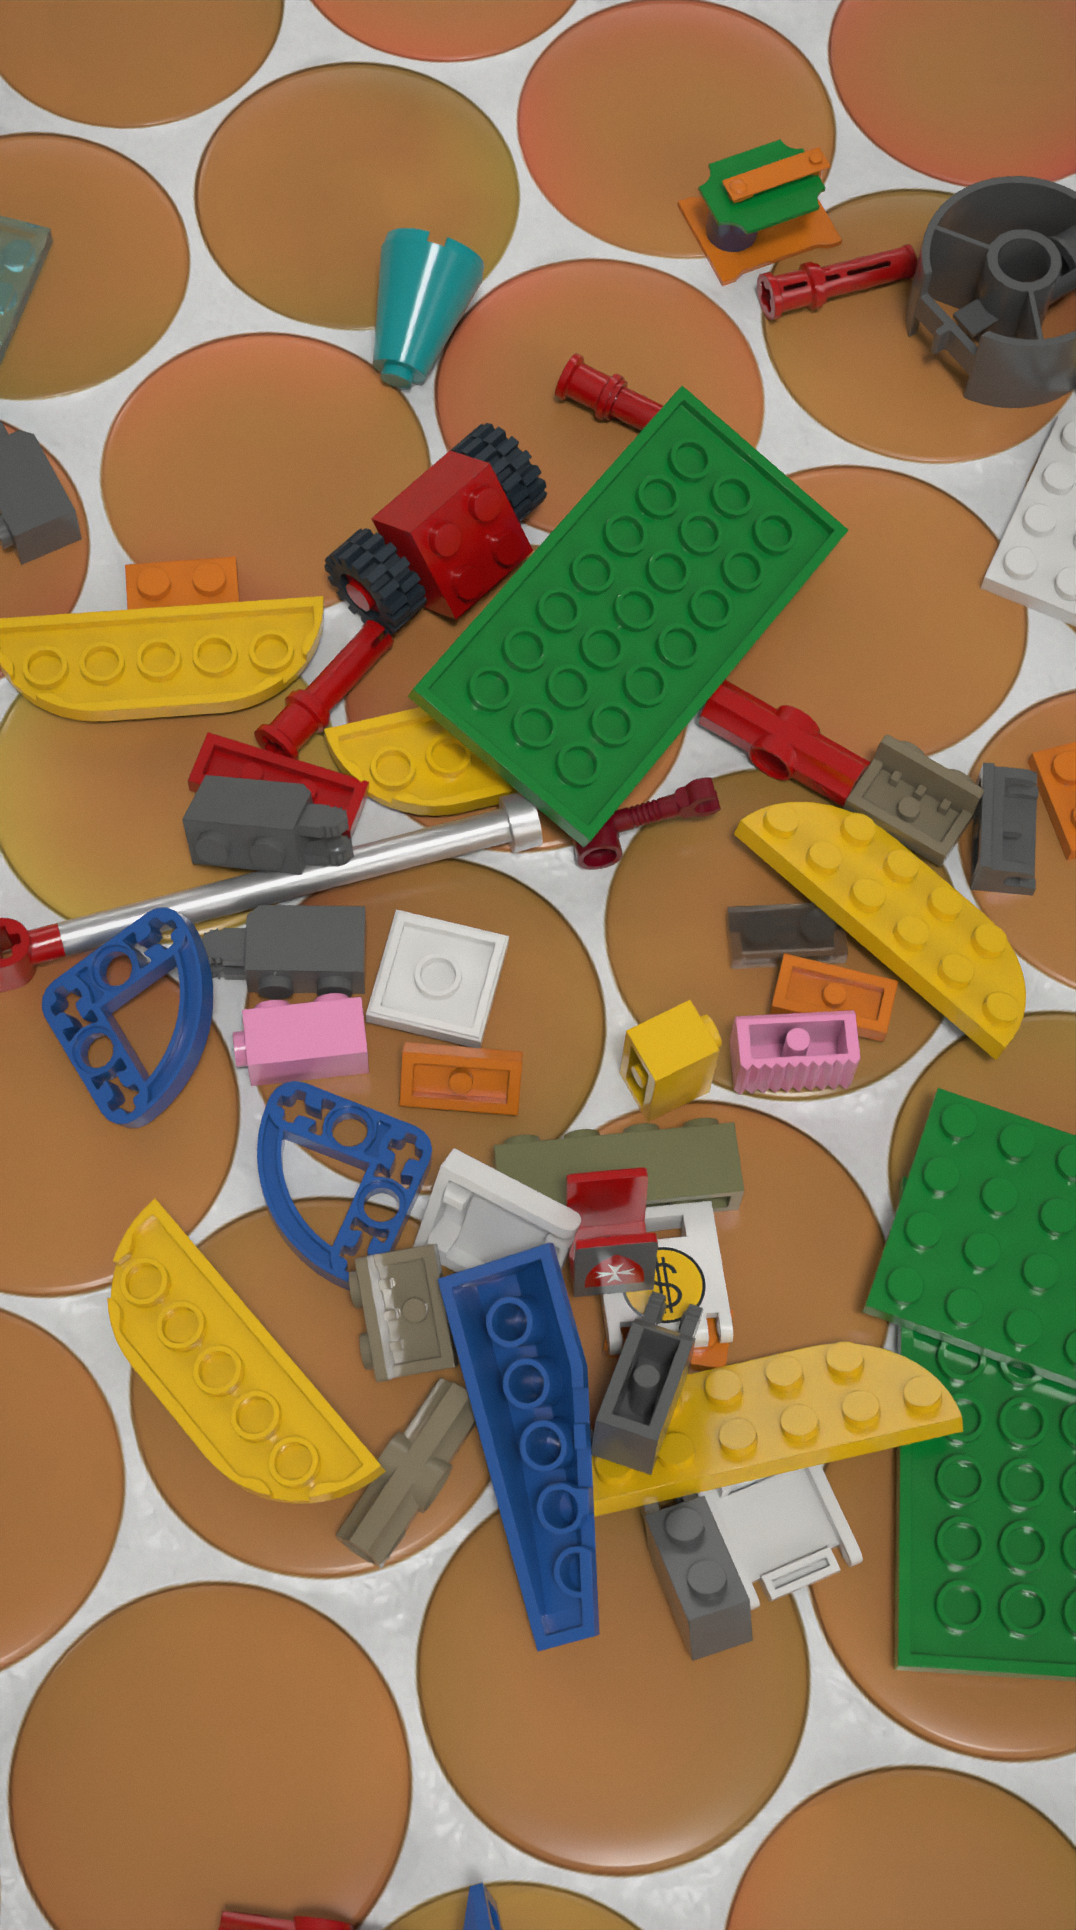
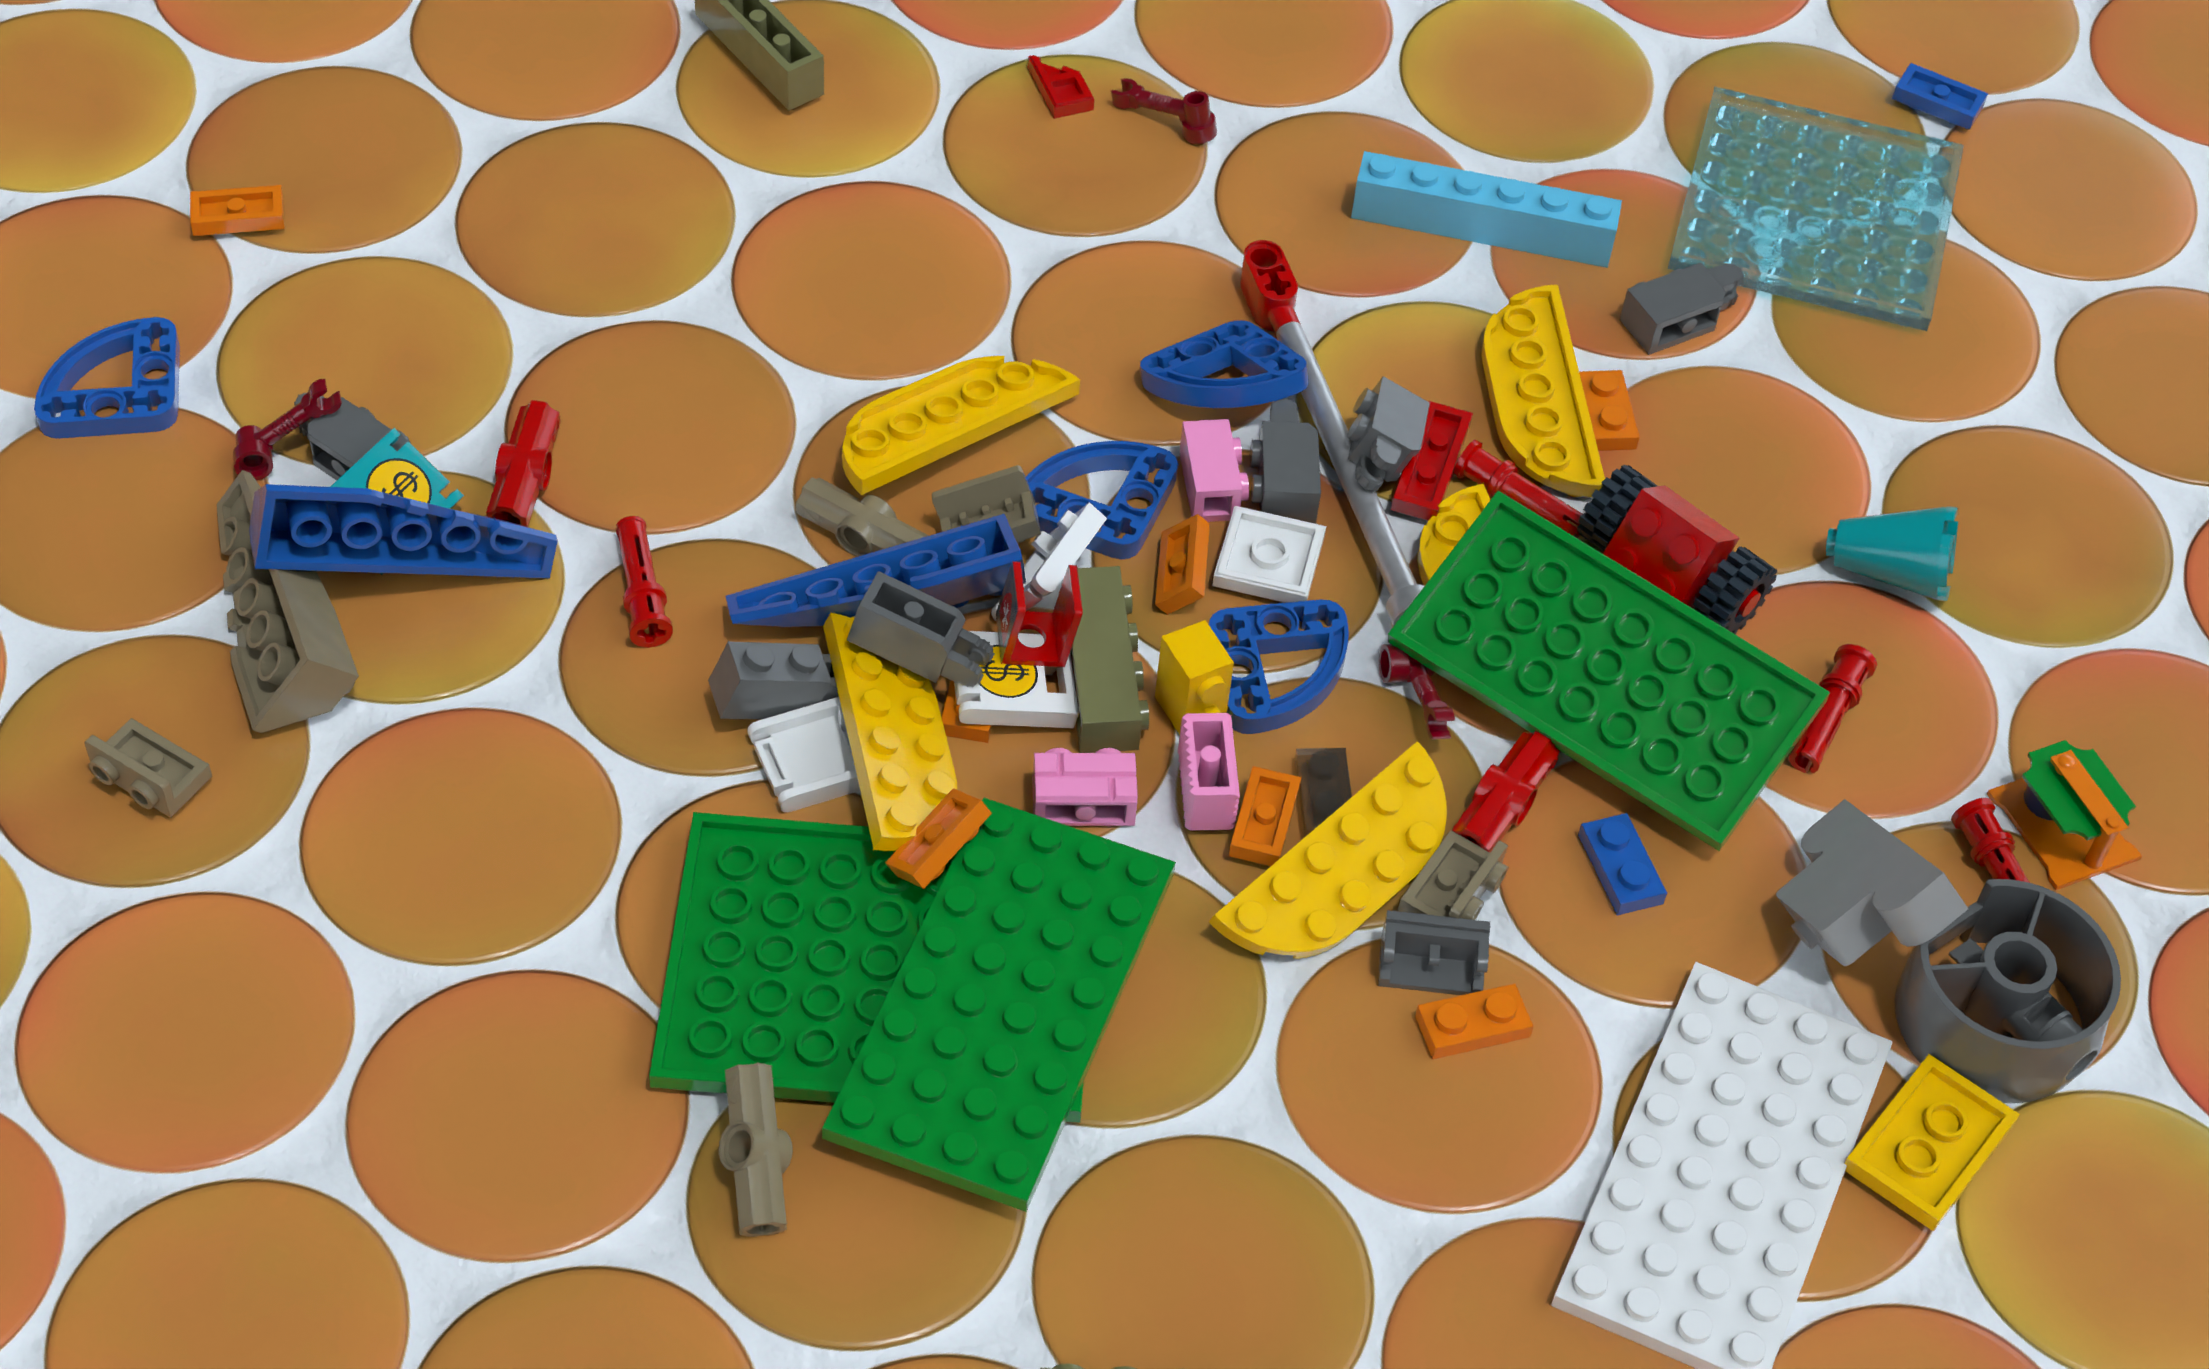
camera: 90 degrees right, 15 degrees down
(544, 1762) = (643, 597): none -> red pin
(562, 1002) = (1255, 640): none -> blue beam
(815, 1196) = (1085, 787): none -> bright pink brick
(855, 637) = (1622, 864): none -> blue plate
(919, 393) = (1864, 888): none -> light grey brick
(945, 1350) = (939, 838): none -> orange plate

